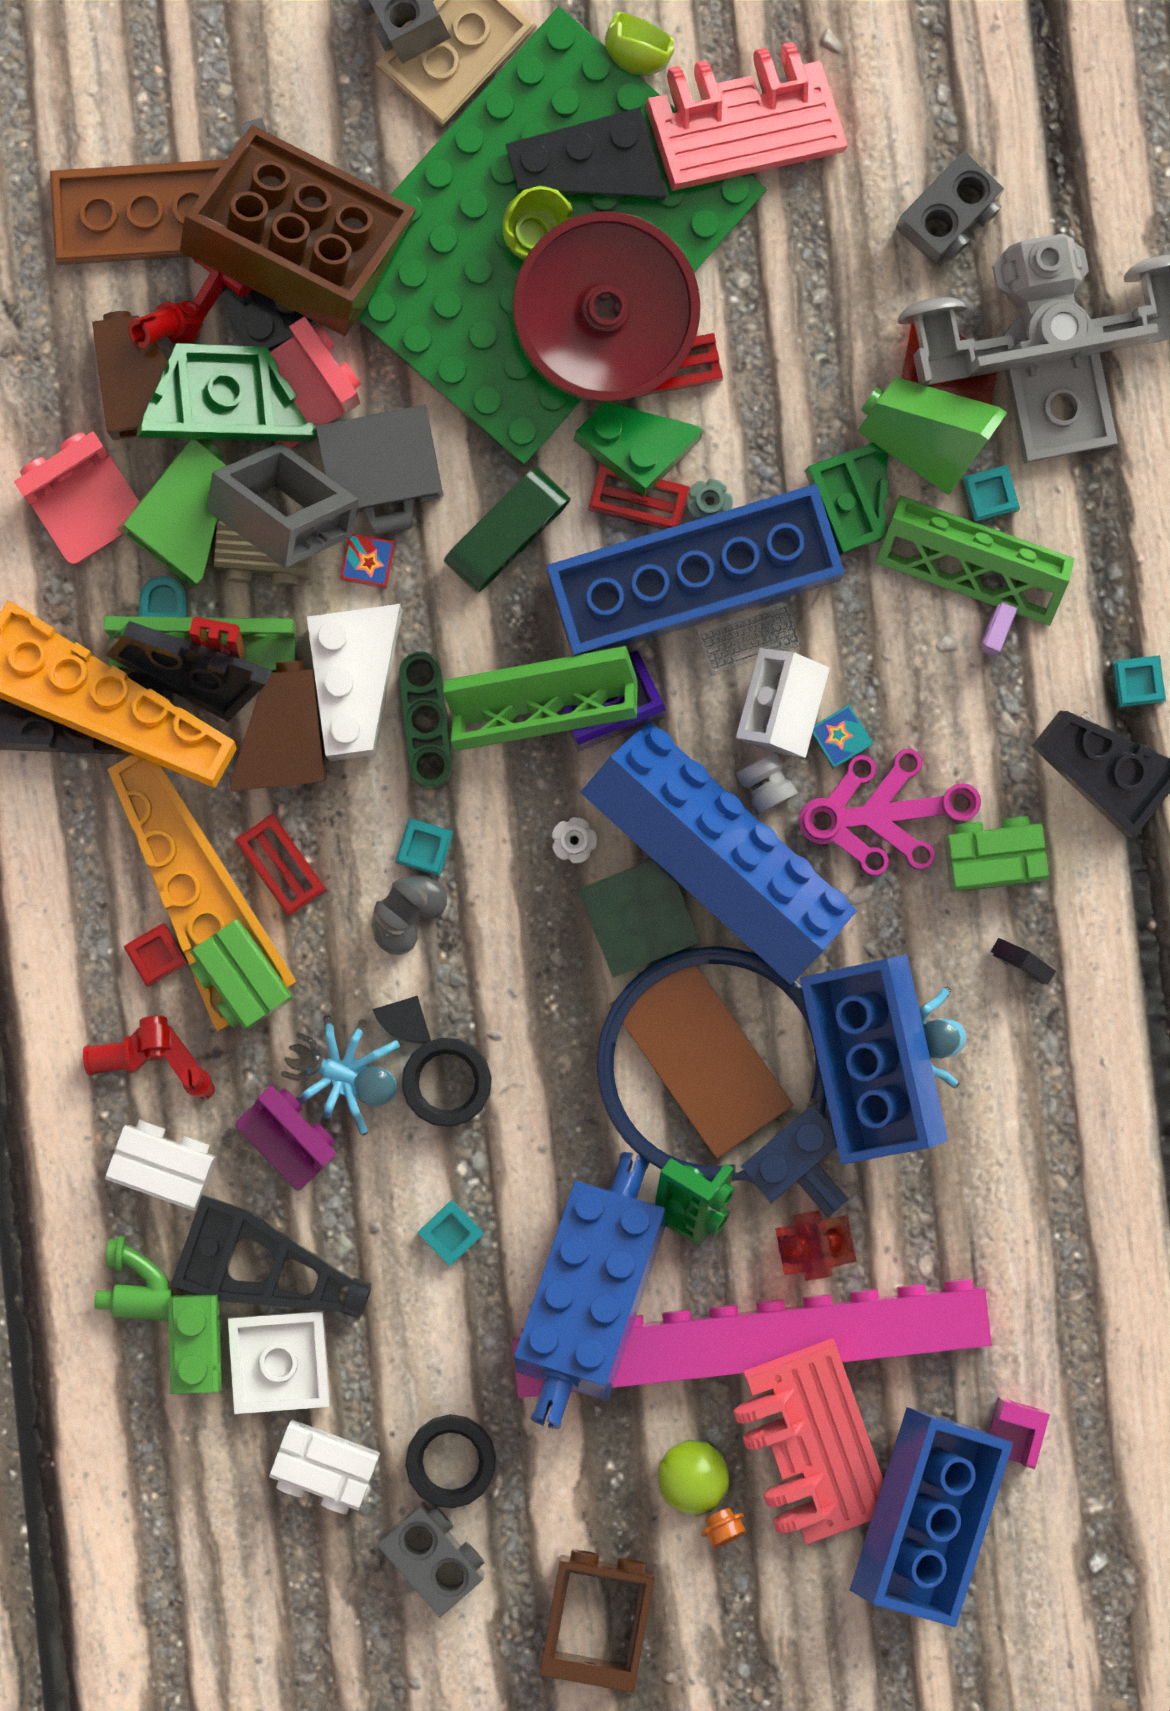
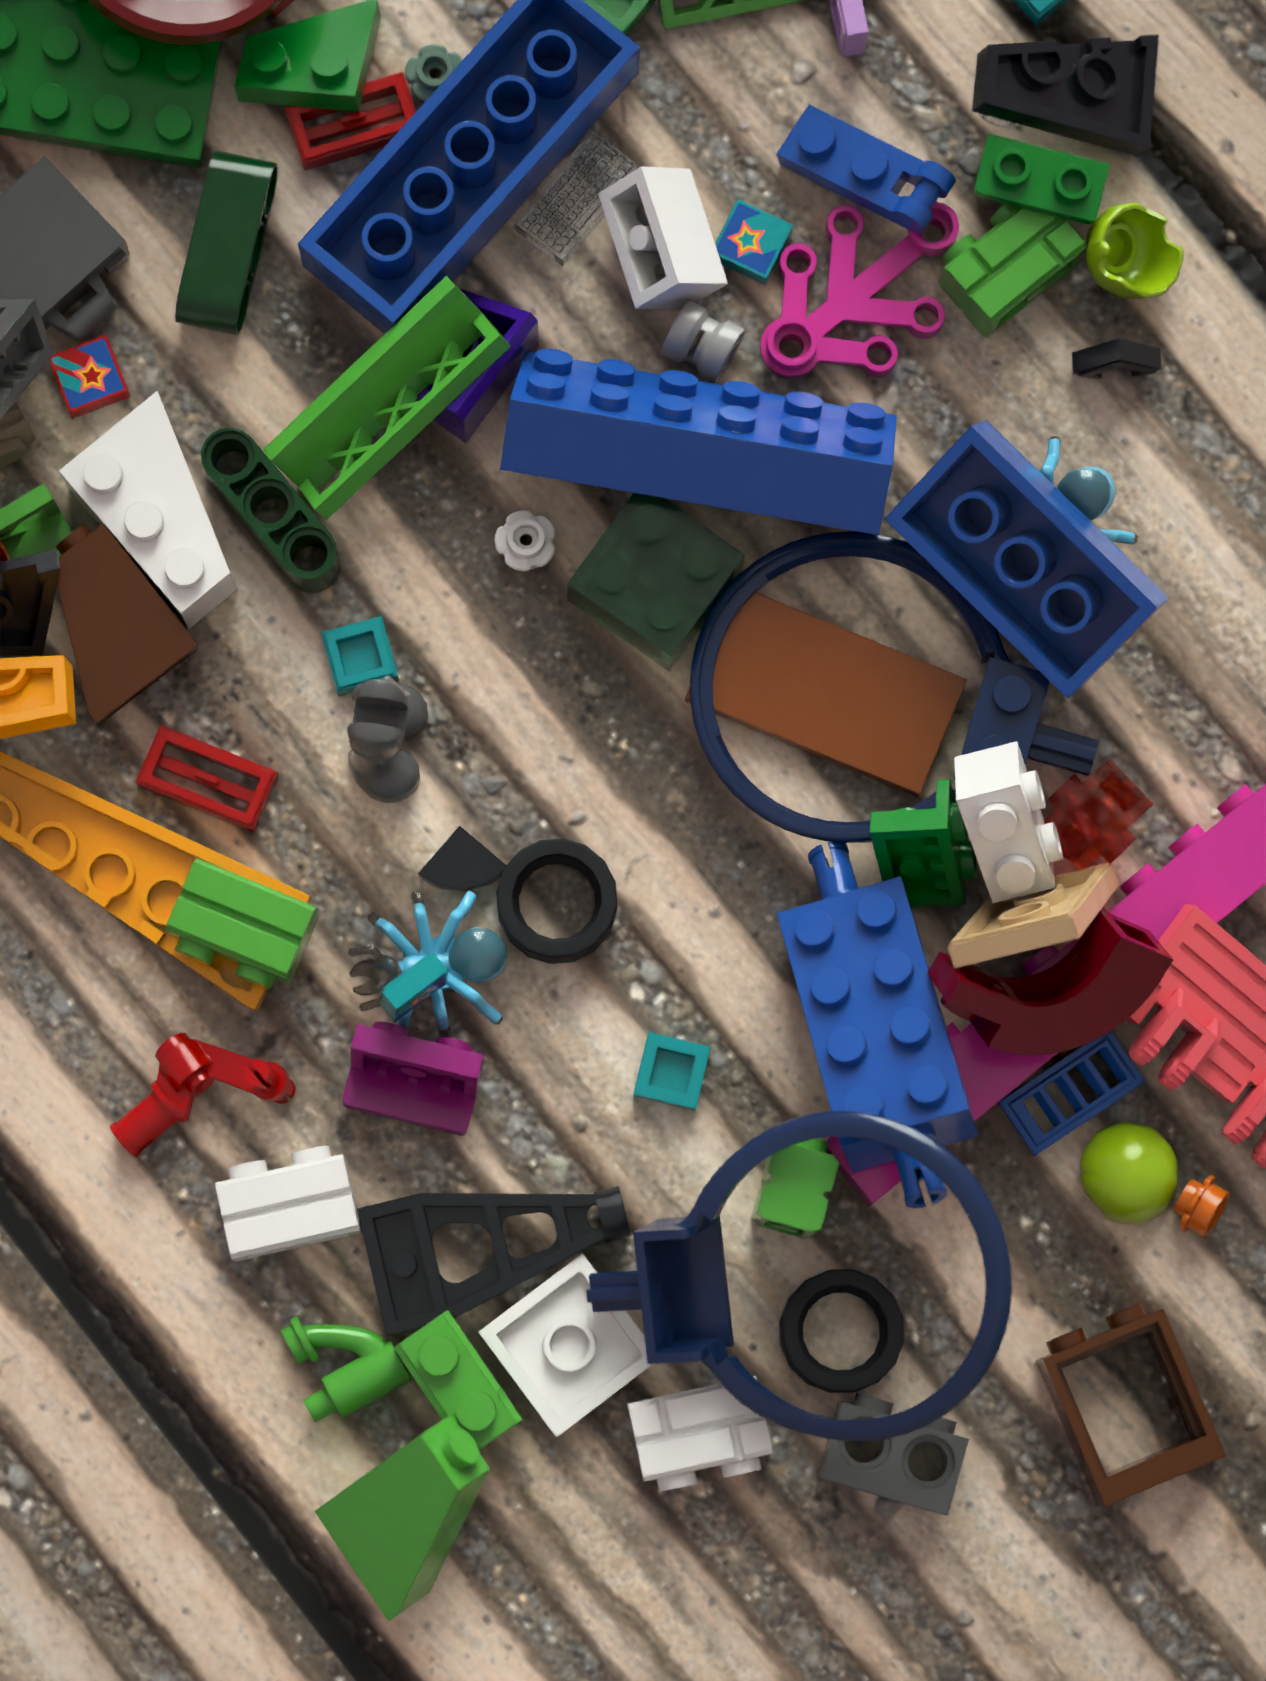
camera: 35 degrees left, 5 degrees down
(112, 1403) = (407, 1514): none -> bright green slope
(155, 954) = (126, 971): red tile -> none
(319, 1084) = (413, 986): none -> teal tile
(365, 1381) = (686, 1294): none -> dark blue brick
(476, 1357) = (796, 1189): none -> bright green brick
(707, 1423) = (1118, 1062): none -> blue slope
(712, 1354) = (1066, 1005): none -> dark red arch
(730, 1287) = (1035, 918): none -> tan tile
(751, 1217) = (1005, 822): none -> white brick
(941, 736) = (864, 169): none -> blue plate
(1046, 818) = (1040, 179): none -> green bracket
(1077, 900) = (1132, 253): none -> lime hair

